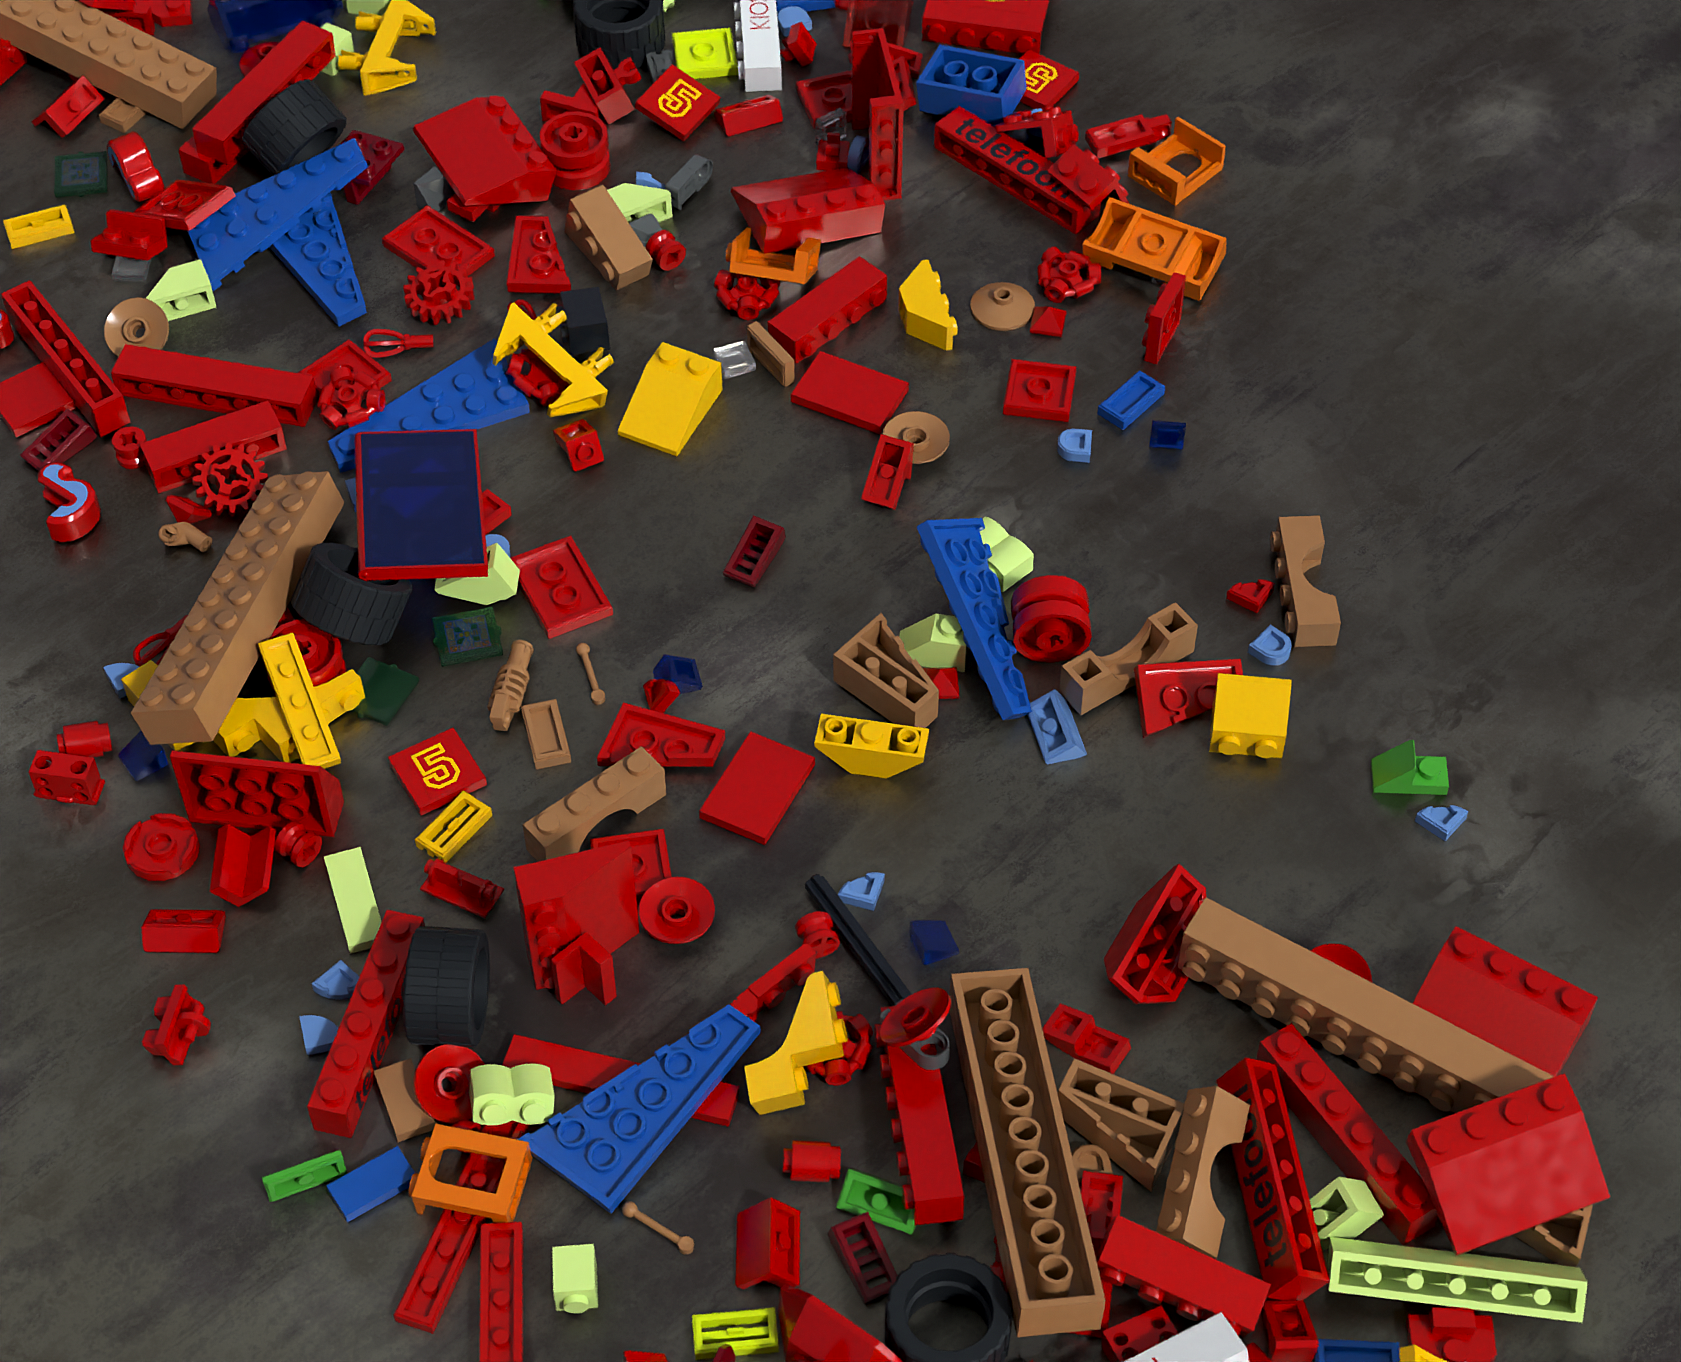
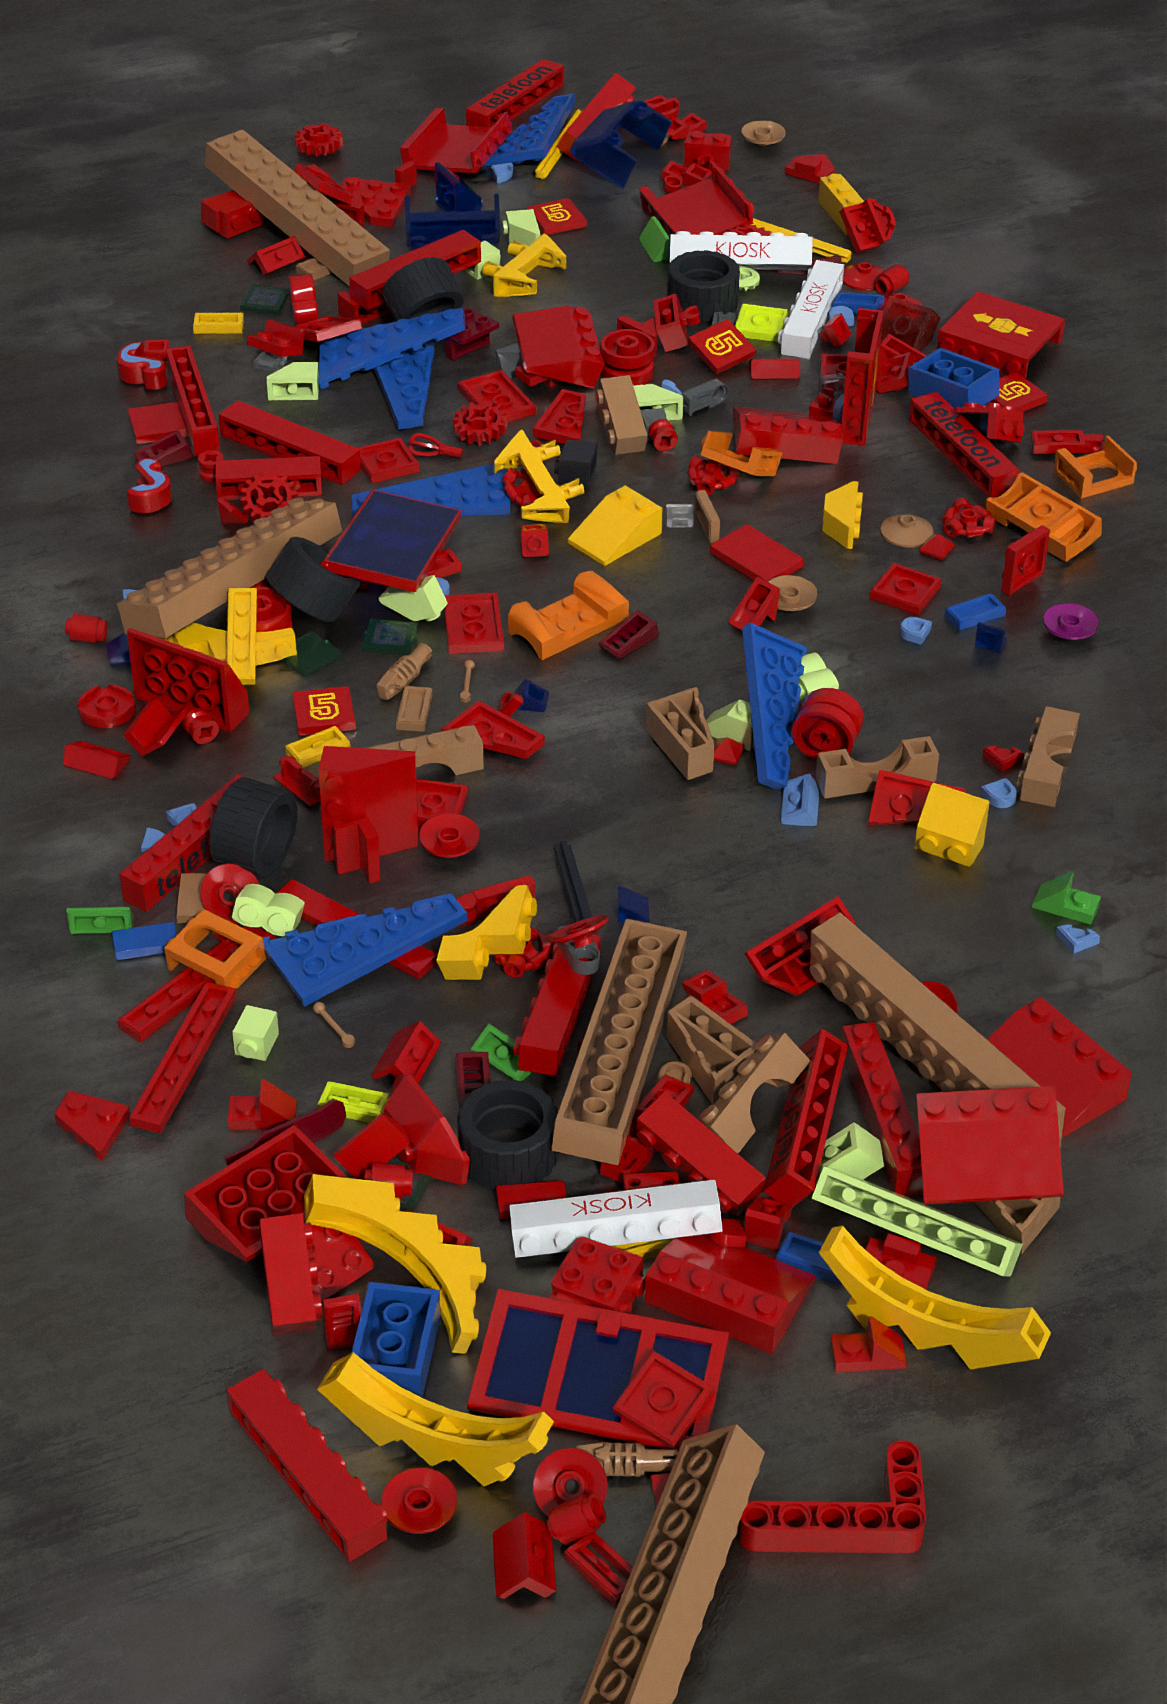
camera: 20 degrees right, 10 degrees down
(66, 778) = (61, 645): red piece -> none
(129, 317) = (253, 387): medium nougat dish -> none
(180, 1023) = (60, 809): red hips -> none
(183, 534) = (219, 526): medium nougat arm -> none
(349, 398) = (379, 469): red piece -> none
(354, 898) = (224, 764): yellowish green tile -> none
(674, 545) = (573, 619): none -> orange piece
(757, 788) = (552, 780): red tile -> none
(812, 1161) = (465, 1013): red brick -> none
(817, 932) = (546, 877): red wheel -> none
(829, 309) = (766, 498): red brick -> none
(863, 891) = (596, 864): medium blue tile -> none
(871, 746) = (646, 771): yellow slope -> none
(1087, 179) = (1010, 457): red bracket -> none
(1246, 385) = (1070, 621): none -> magenta dish

